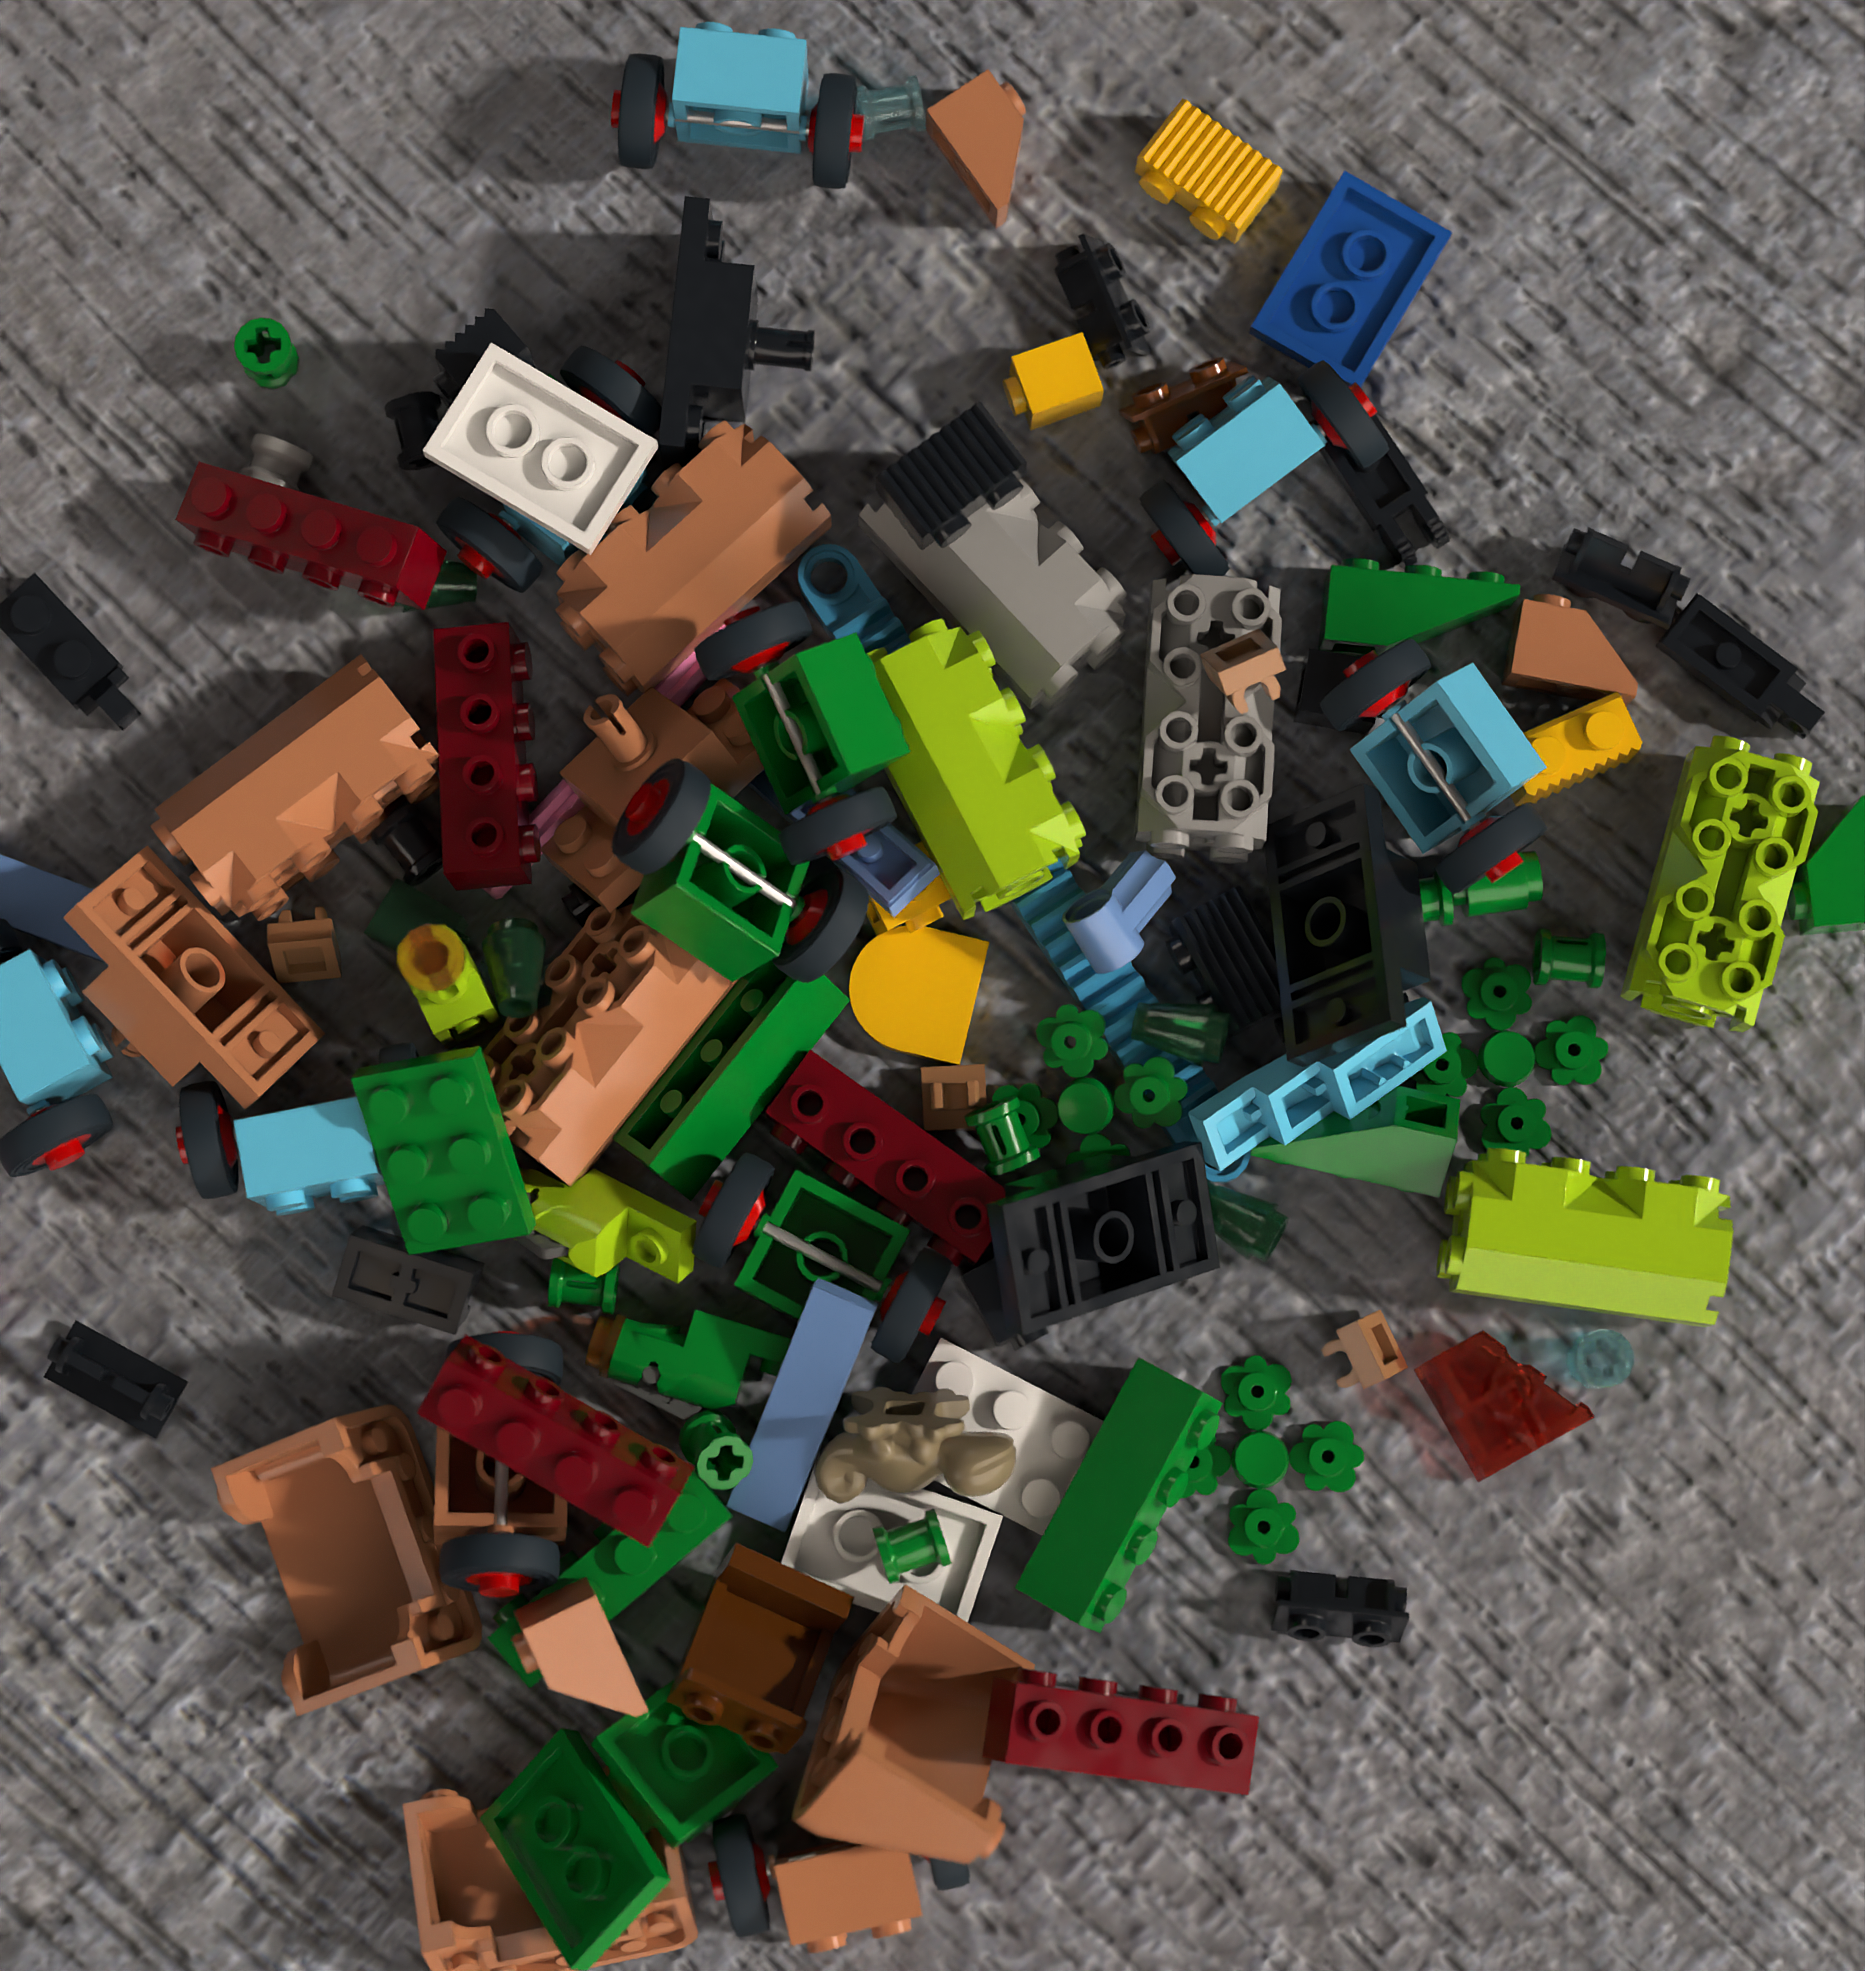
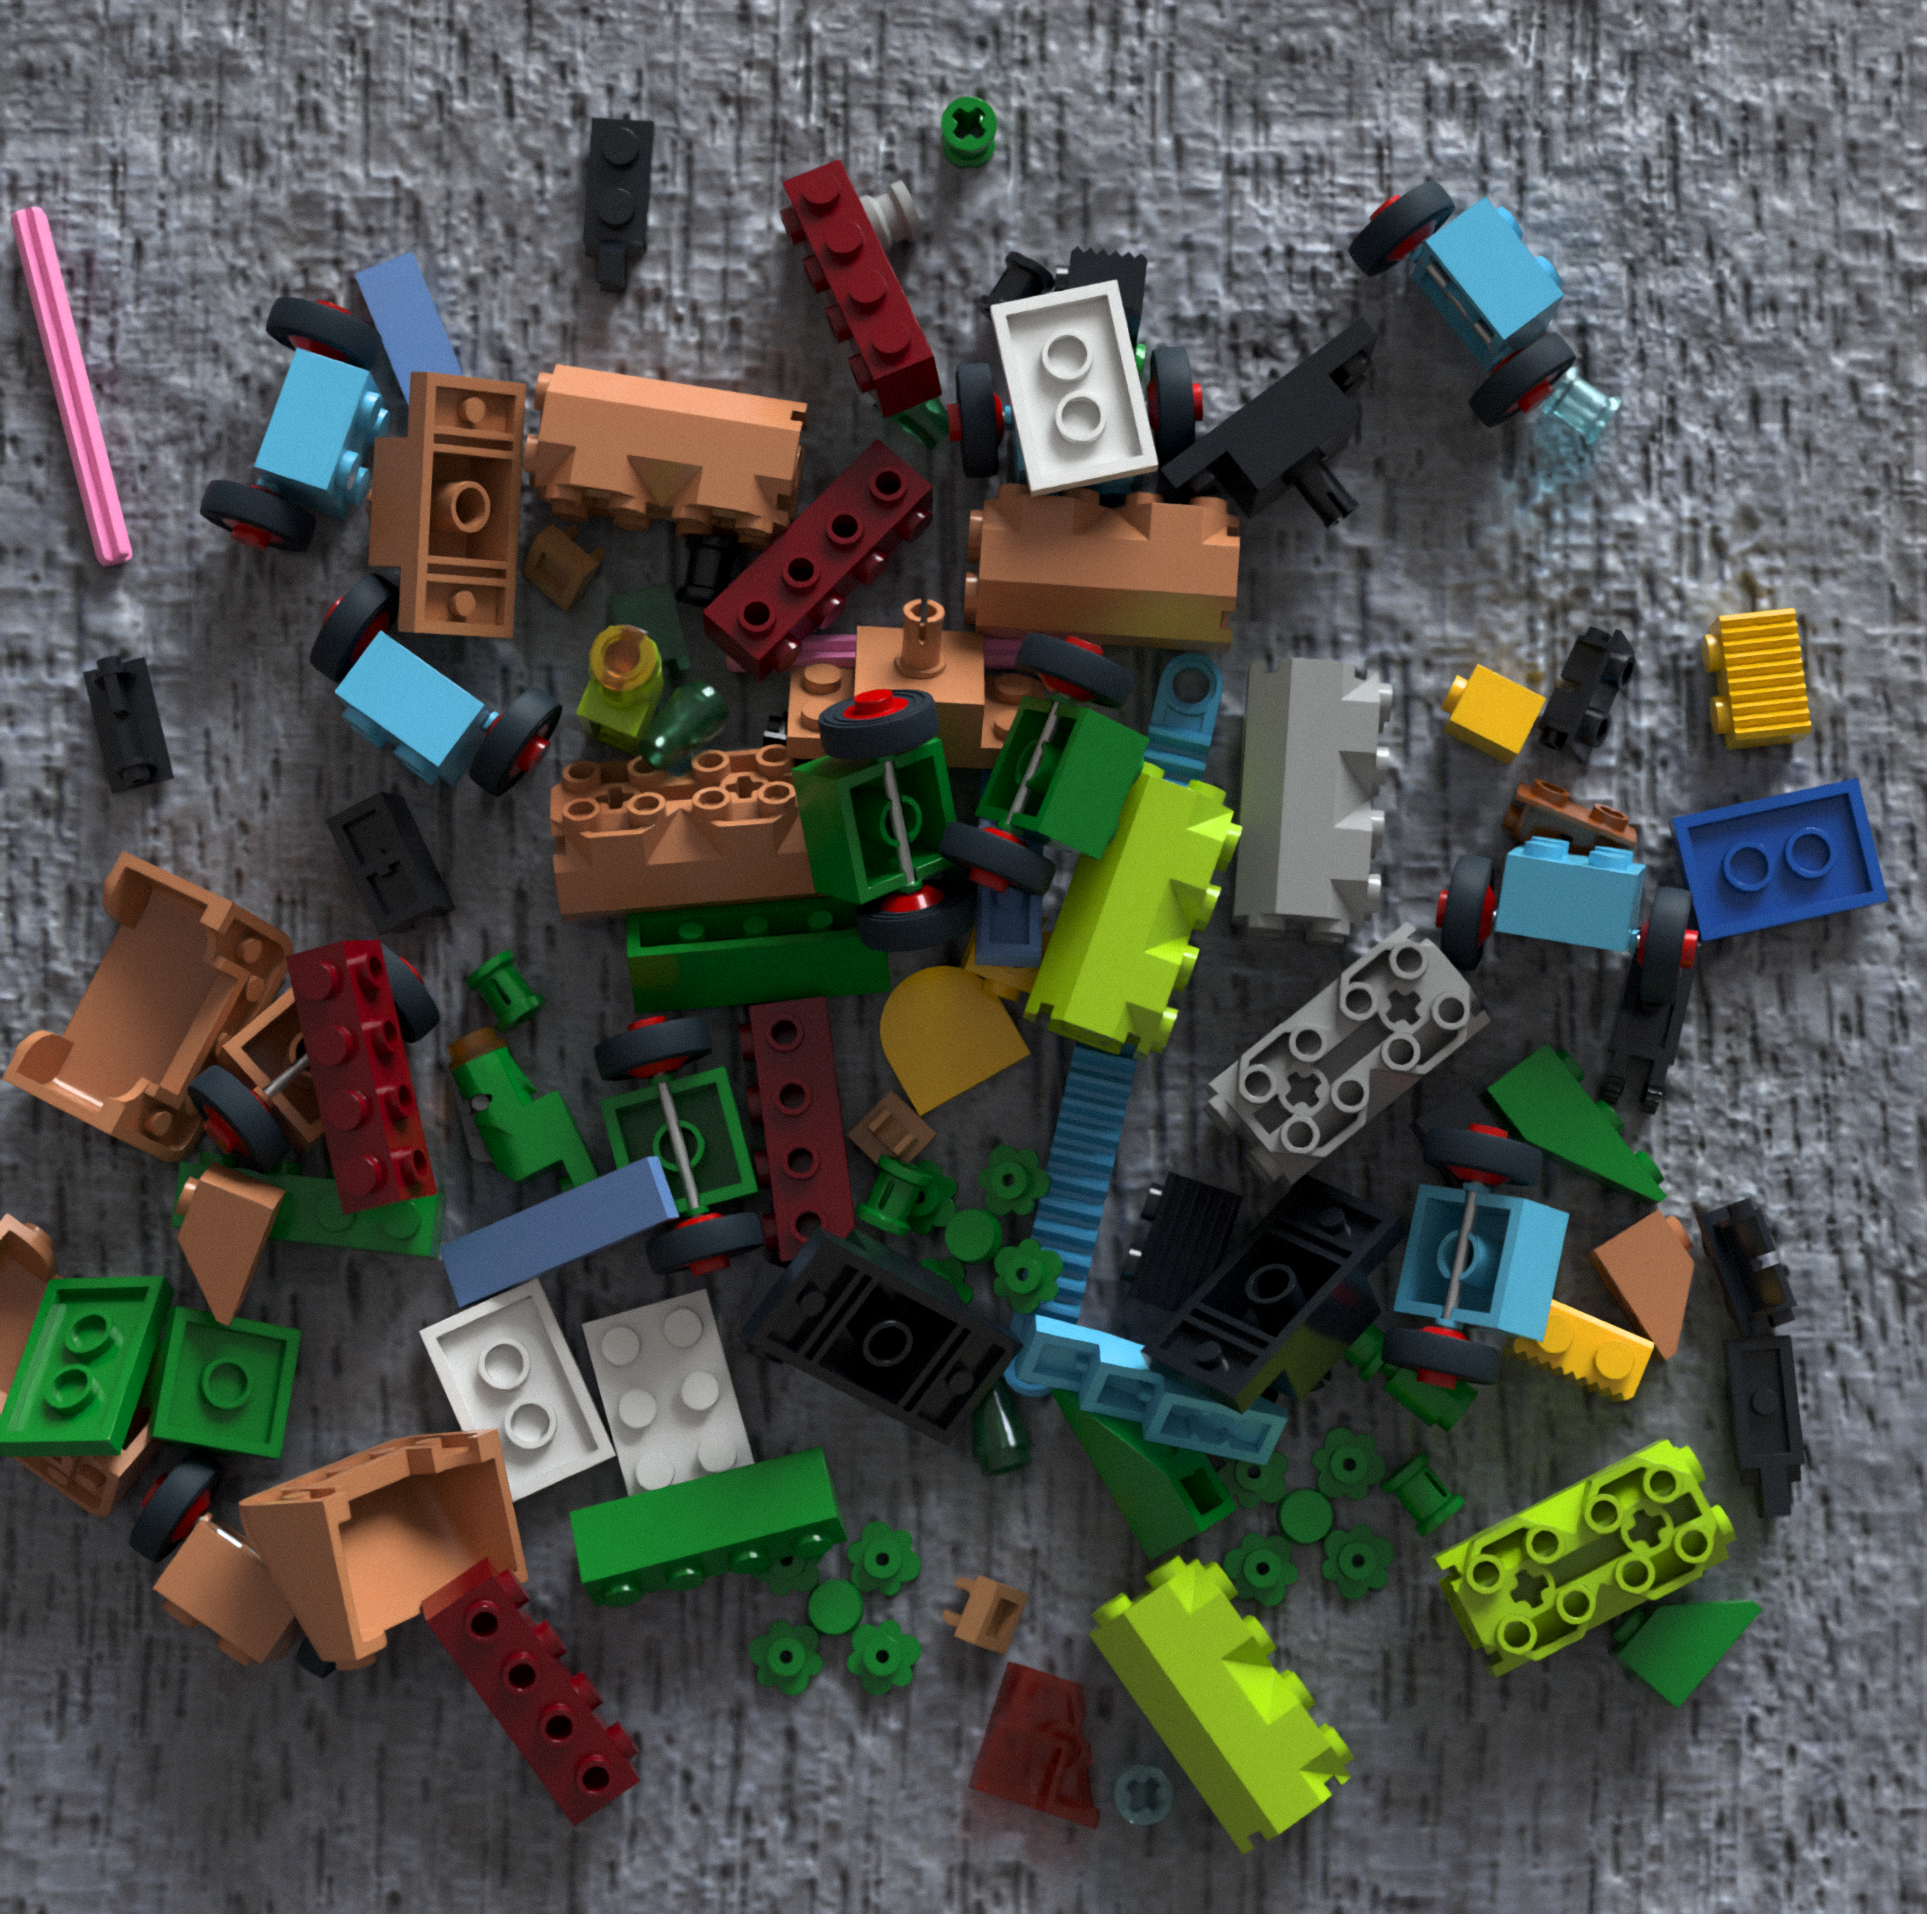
camera: 50 degrees right, 0 degrees up
(444, 1150) = (498, 799): green plate -> none
(605, 1222) = (546, 954): lime plate -> none
(722, 1450) = (465, 1194): green bush -> none
(758, 1649) = (350, 1367): reddish brown panel -> none
(910, 1442) = (603, 1337): dark tan animal -> none
(912, 1546) = (529, 1408): green bush -> none
(952, 478) = (1336, 703): black brick -> none
(981, 139) = (1623, 493): nougat slope -> none
(1111, 917) = (1129, 1125): medium blue piece -> none
(1182, 1030) = (1094, 1255): clear green cone -> none
(1243, 663) = (1399, 1043): medium nougat tile -> none
(1369, 1614) = (788, 1791): black hinge -> none

